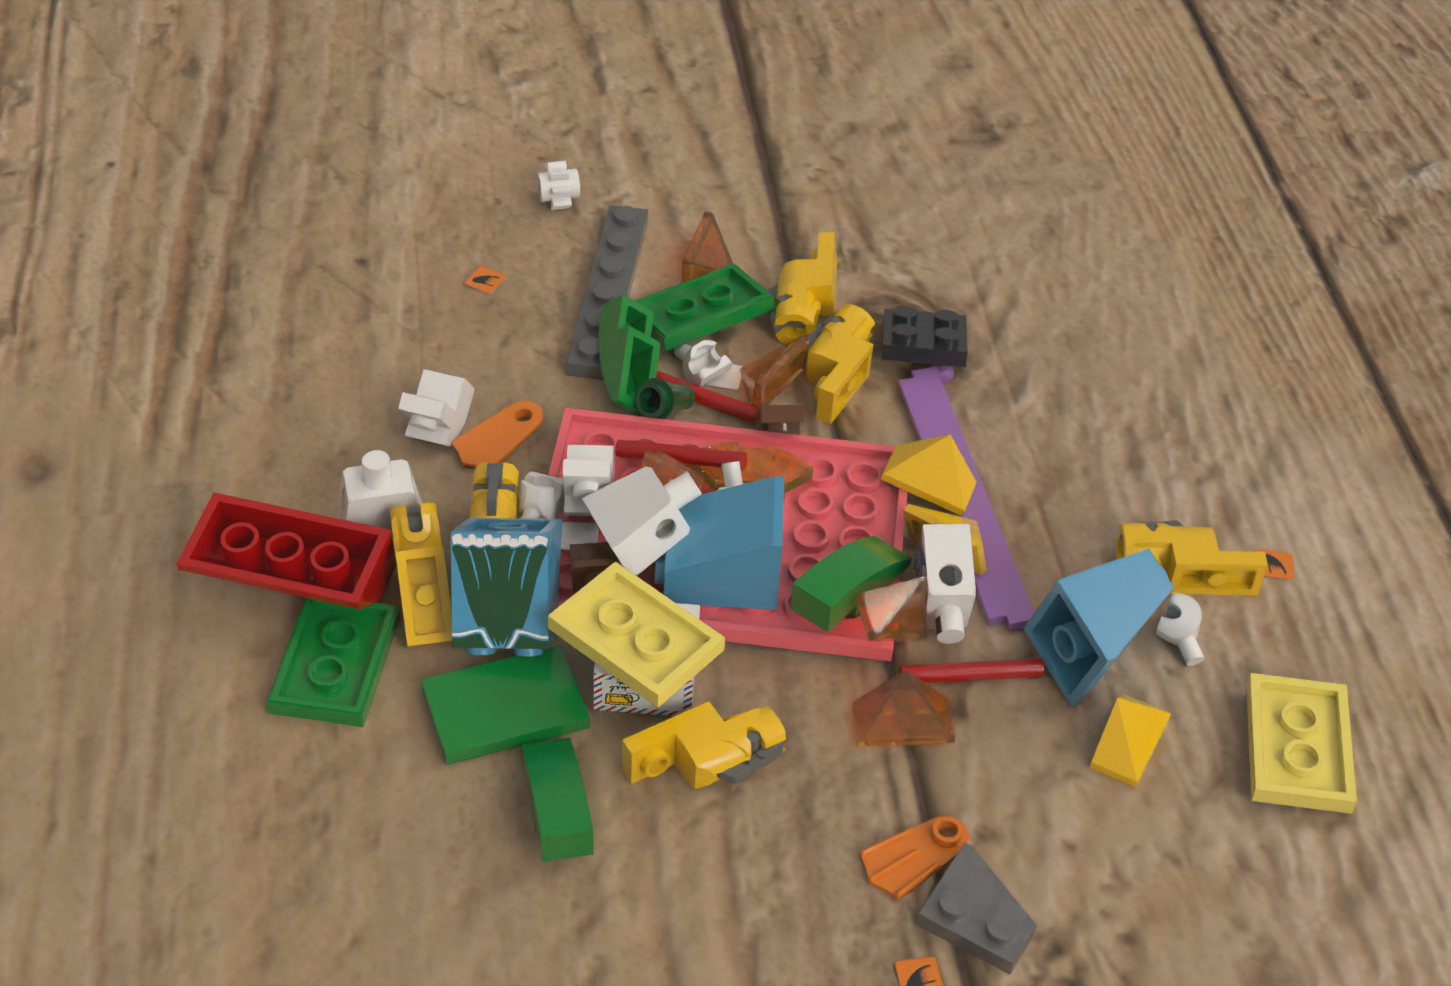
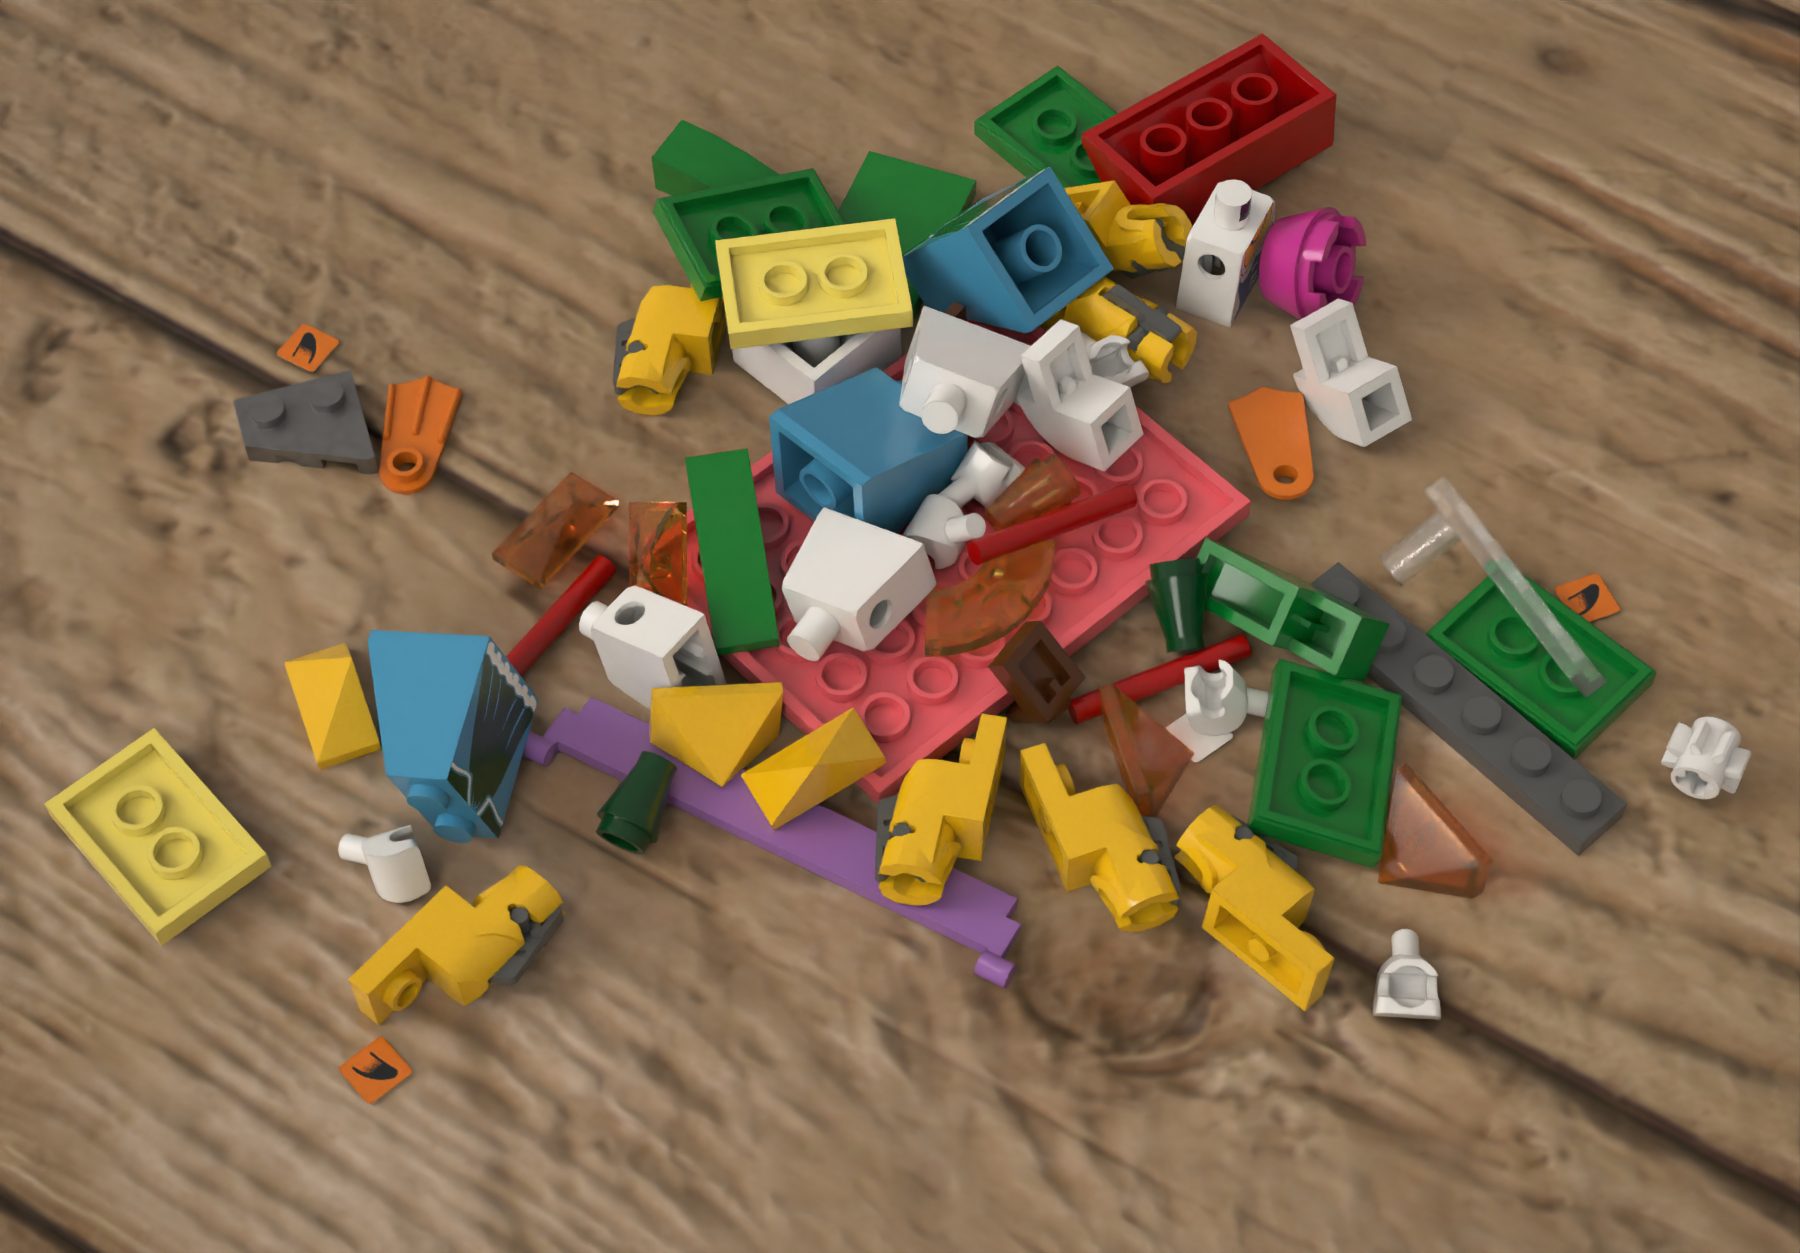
camera: 135 degrees right, 10 degrees up
(349, 445) = (1311, 261): none -> dark pink cone
(505, 313) = (1459, 522): none -> clear piece
(547, 275) = (1510, 660): none -> green tile
(599, 731) = (739, 210): none -> green tile
(792, 229) = (1406, 982): none -> white piece
(821, 505) = (852, 584): none -> white torso
(894, 413) = (939, 816): none -> yellow plate
(924, 336) = (1057, 973): black plate -> none
(1034, 539) = (637, 806): none -> dark green cone

